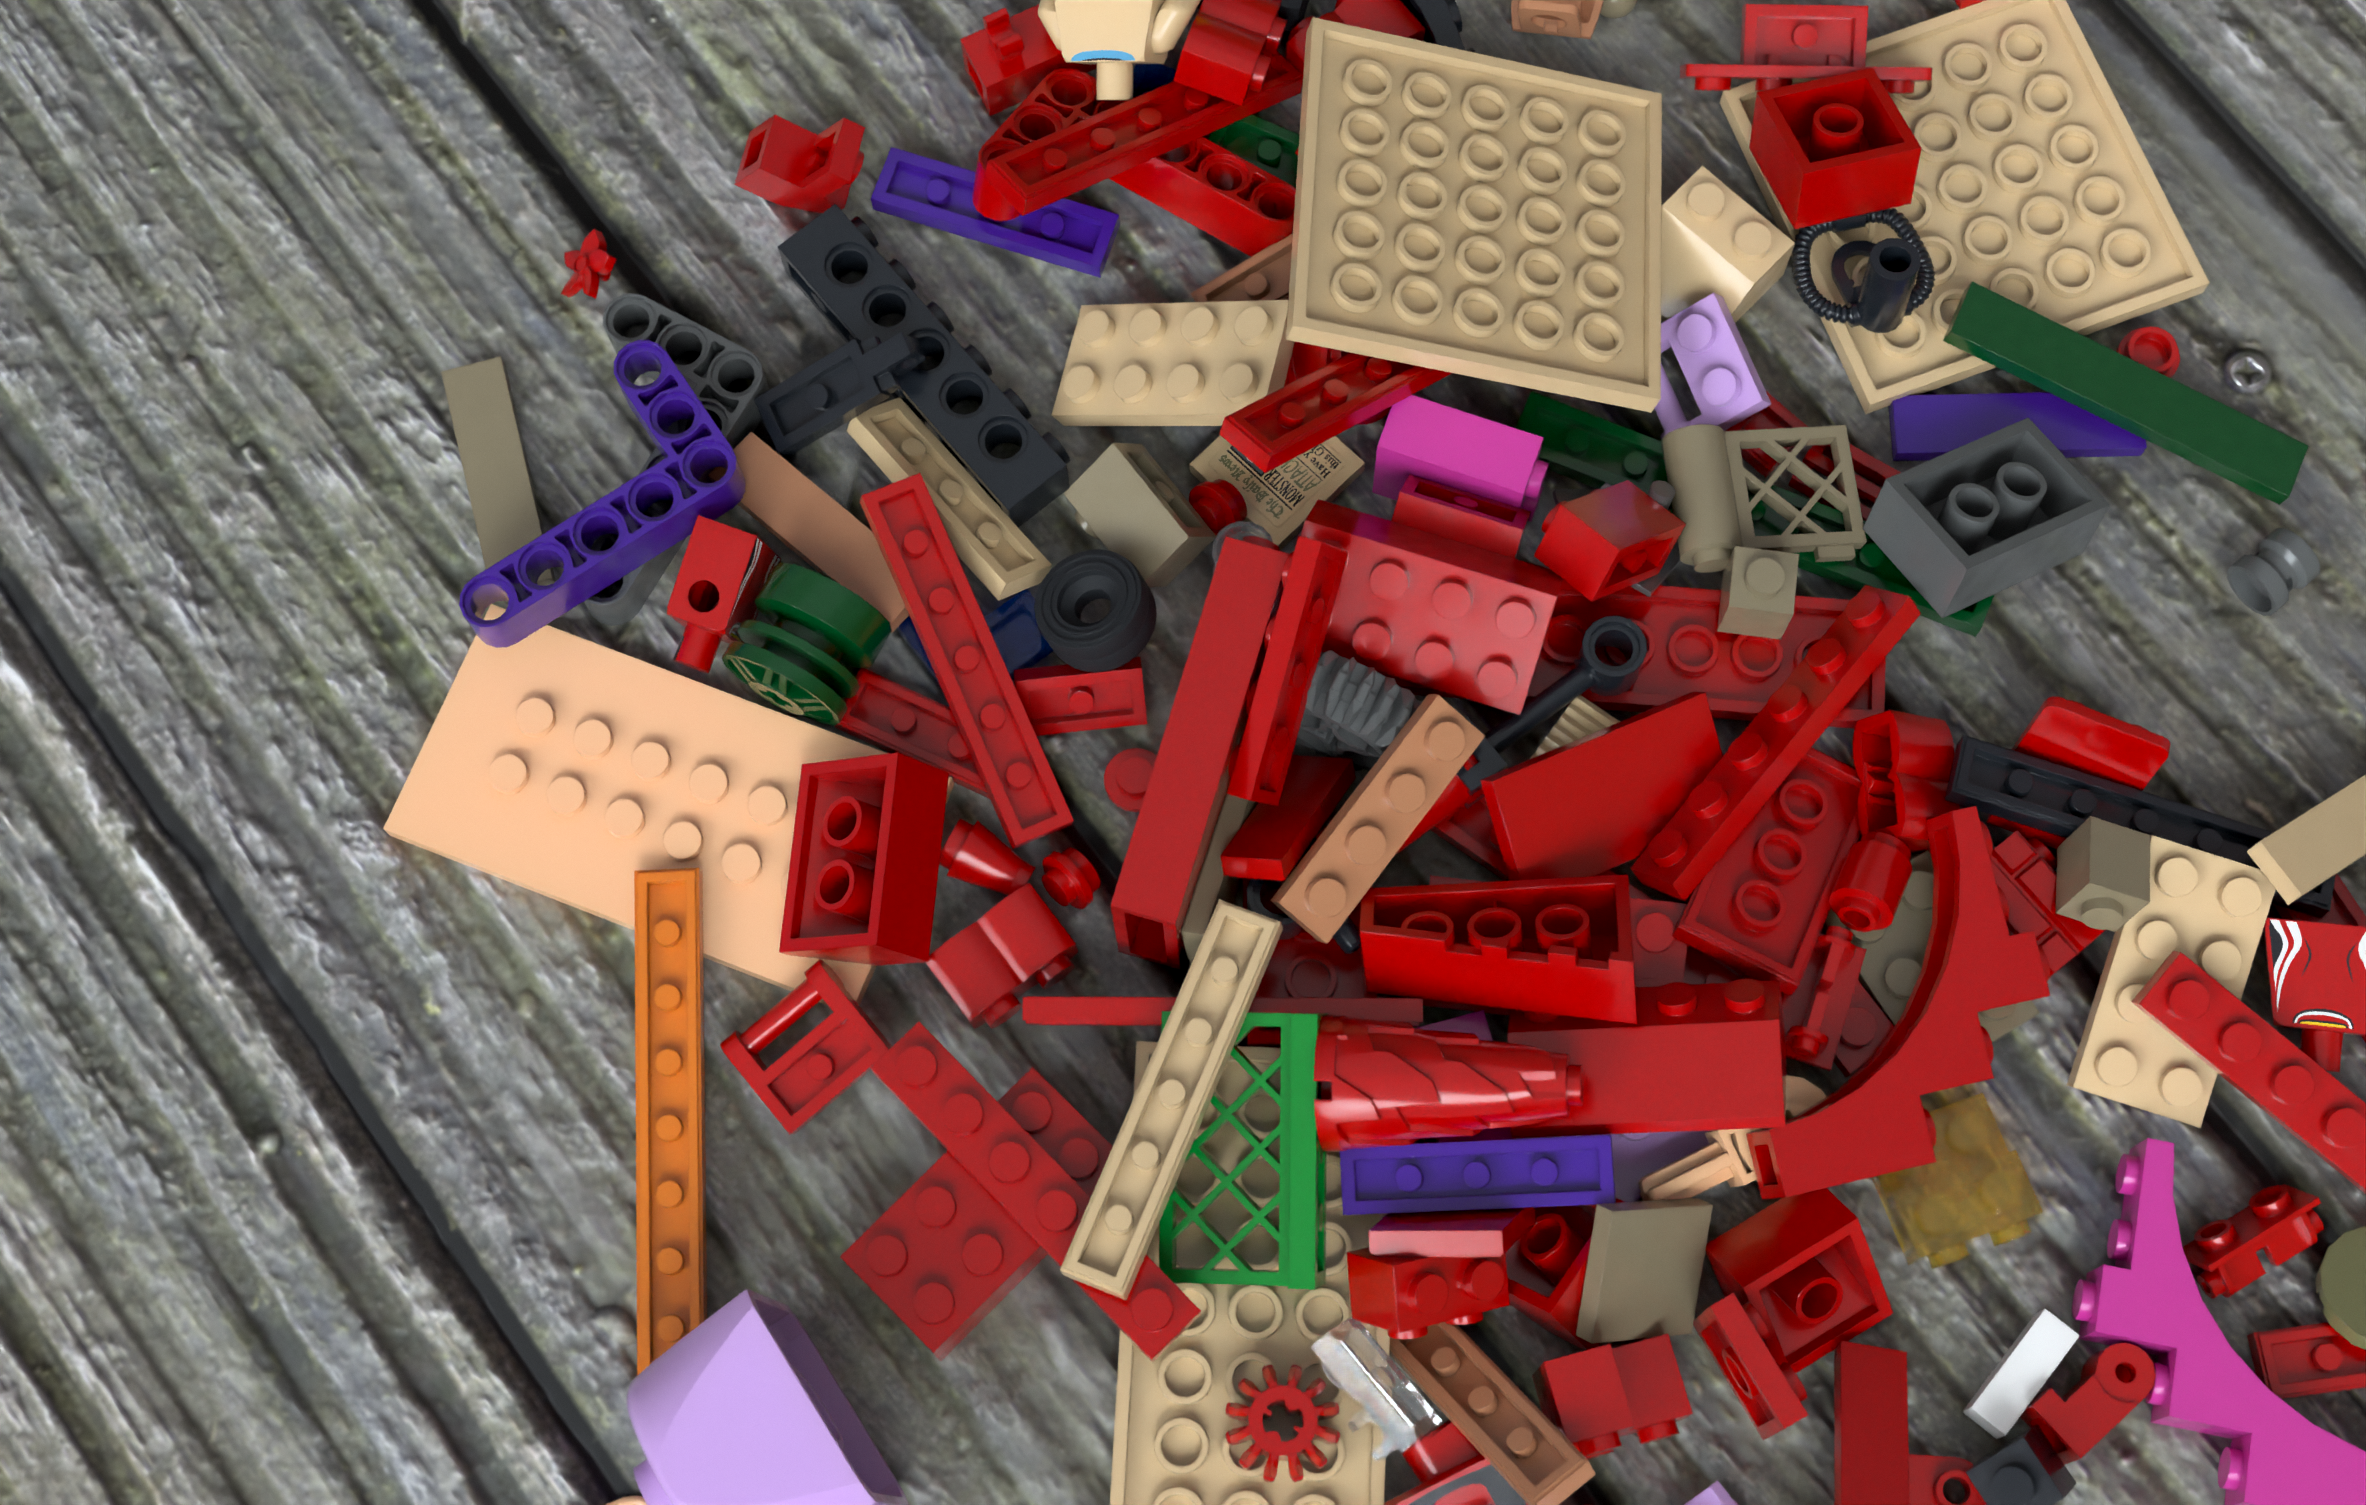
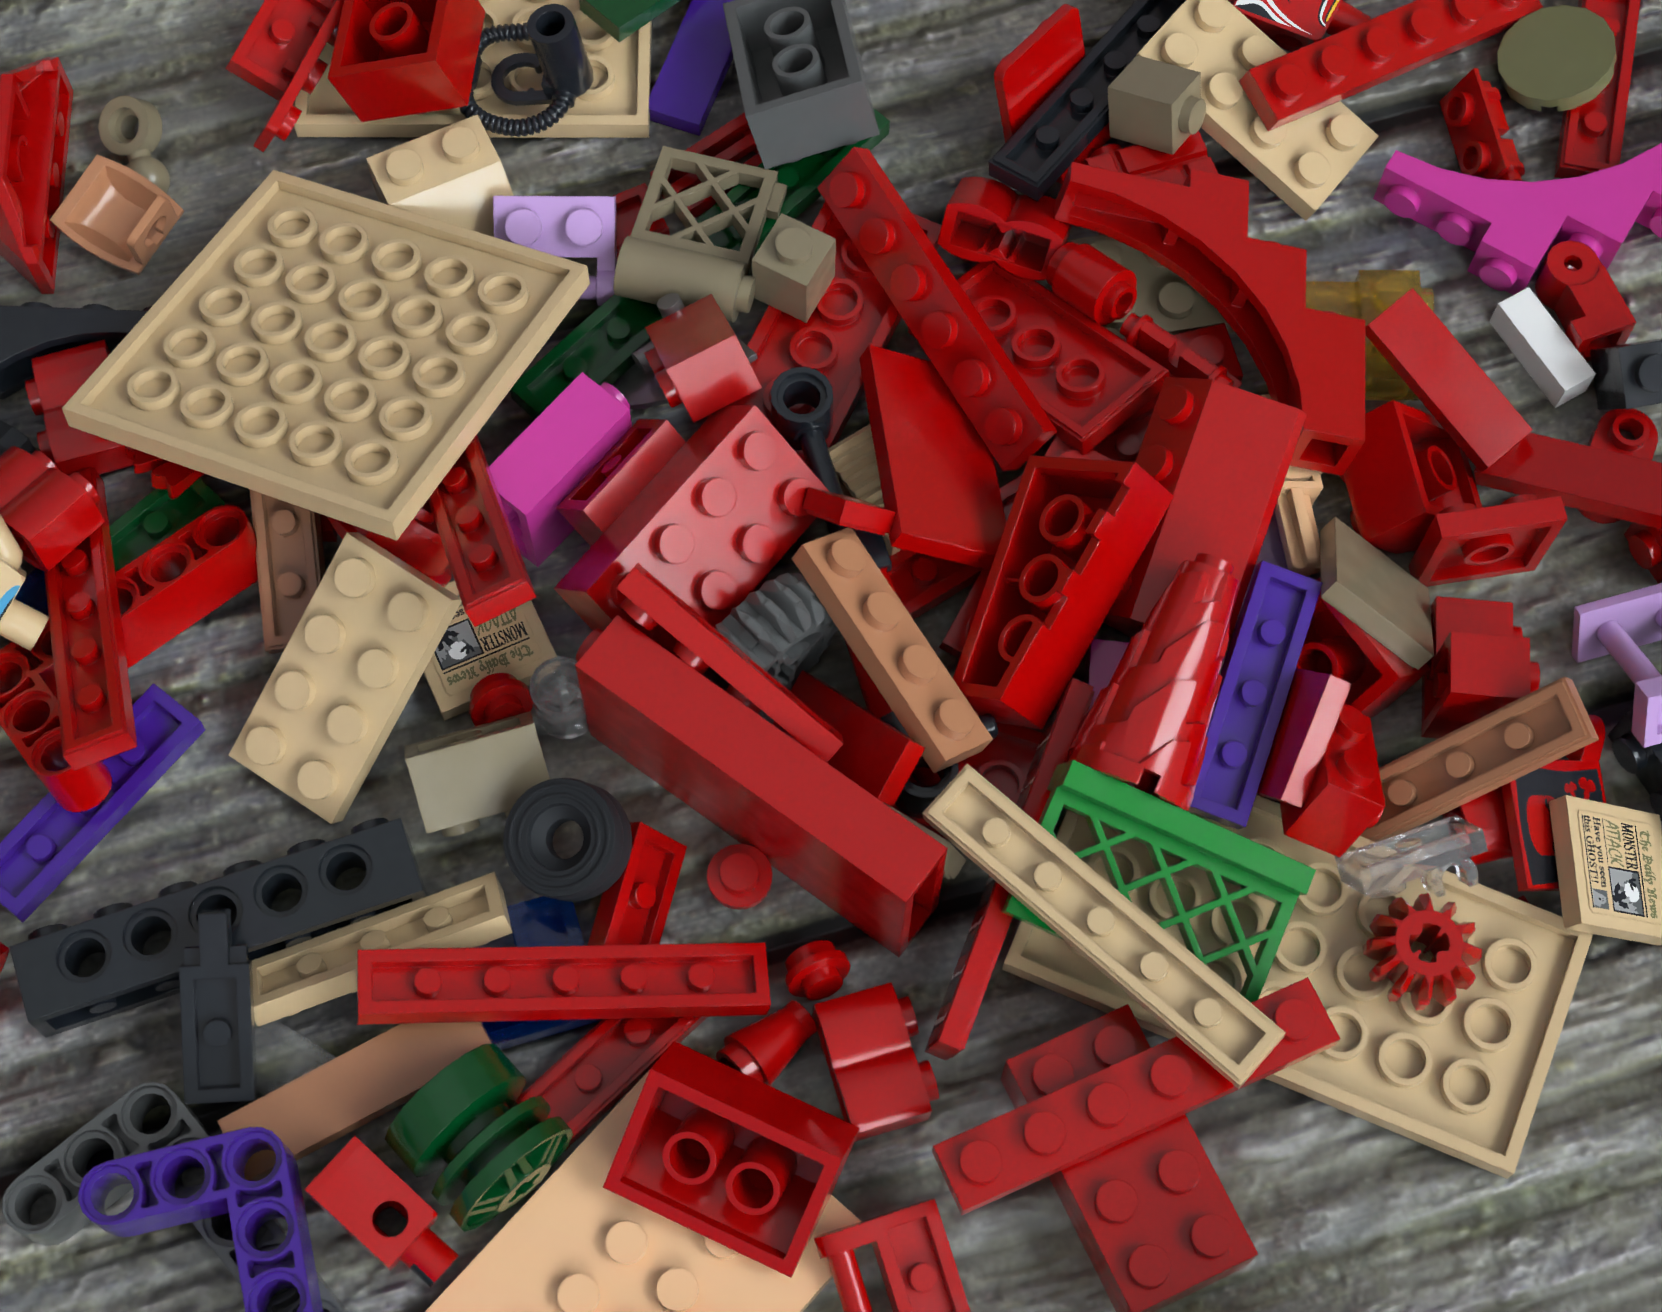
camera: 75 degrees left, 5 degrees down
(1499, 728) = (848, 511): none -> red tile
(1918, 1274) = (1447, 380): none -> red tile

